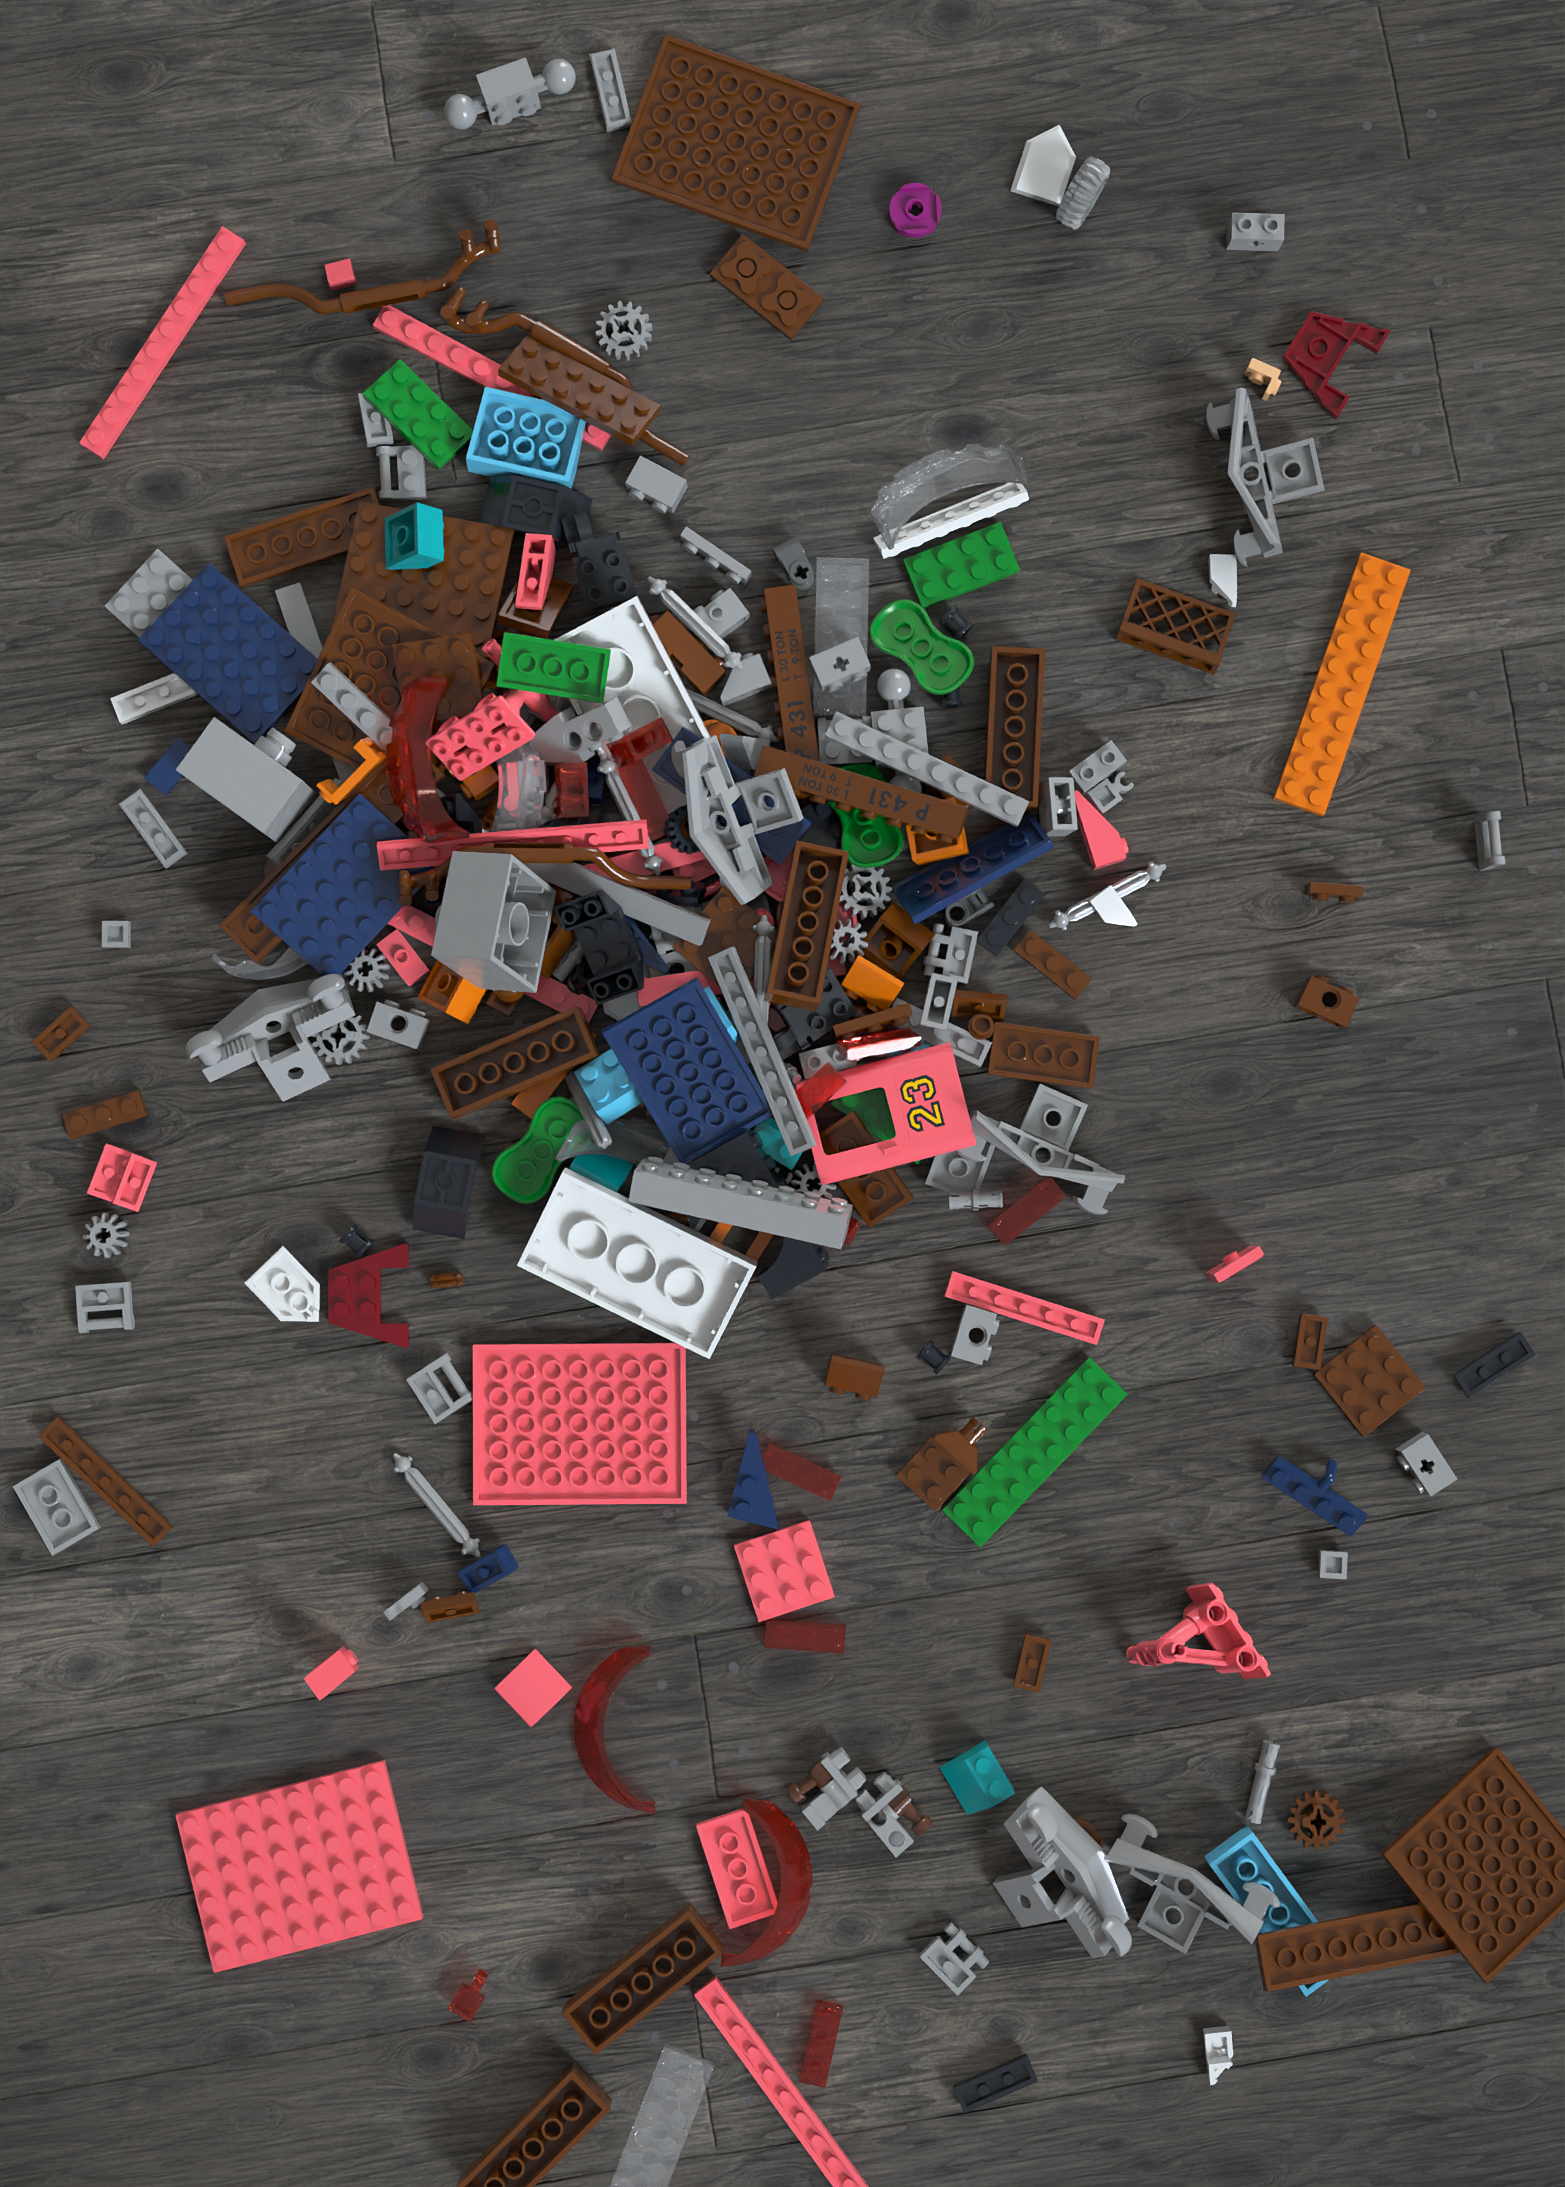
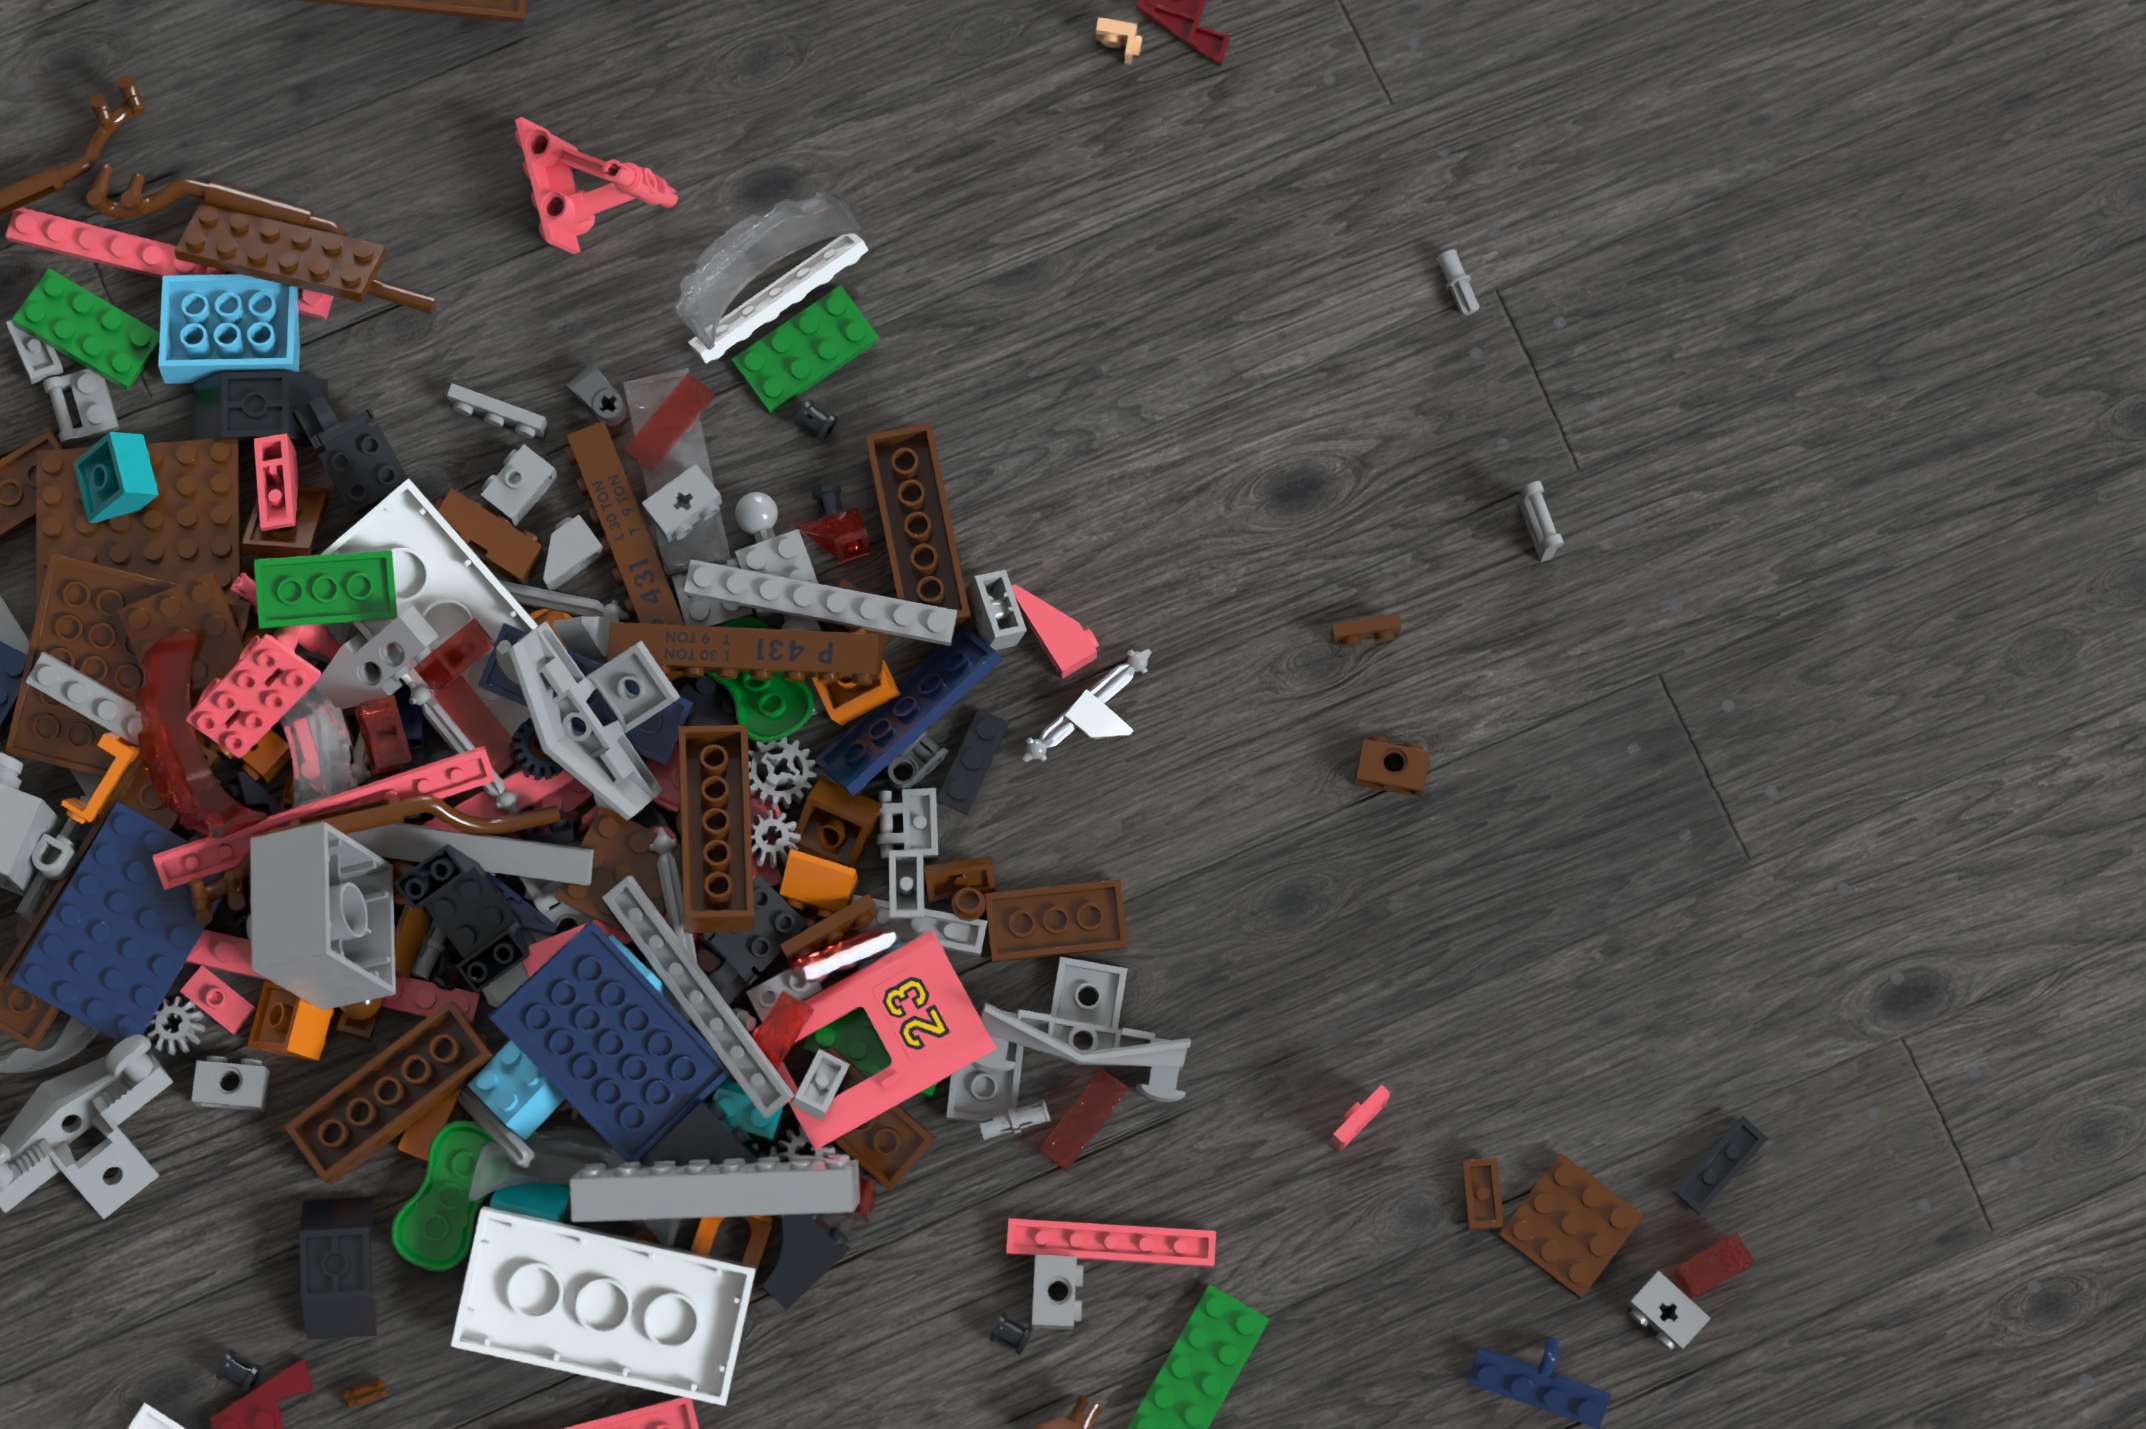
camera: 15 degrees left, 10 degrees down
(303, 823) = (54, 856): none -> light grey plate
(340, 1048) = (162, 1133): light grey gear -> none
(615, 323) = (315, 155): light grey gear -> none
(655, 485) = (402, 344): light grey brick -> none
(695, 623) = (490, 496): light grey wheel -> none
(766, 287) = (483, 74): reddish brown piece -> none
(800, 395) = (560, 206): none -> coral plate
(837, 1139) = (820, 1085): none -> light grey plate
(844, 598) = (669, 422): none -> clear red plate
(854, 1376) = (915, 1381): reddish brown slope -> none
(935, 659) = (797, 467): green plate -> none
(954, 718) = (839, 534): none -> clear red slope
(1052, 965) = (1040, 807): reddish brown plate -> none
(1097, 767) = (1033, 552): light grey brick -> none
(1106, 794) = (1055, 582): light grey plate -> none
(1171, 647) = (1089, 384): reddish brown fence -> none
(1224, 576) = (1132, 284): white slope -> none
(1255, 494) = (1119, 130): light grey piece -> none
(1341, 684) = (1310, 380): orange plate -> none
(1468, 1439) = (1713, 1266): none -> clear red brick
(1474, 636) = (1458, 282): none -> light grey axle

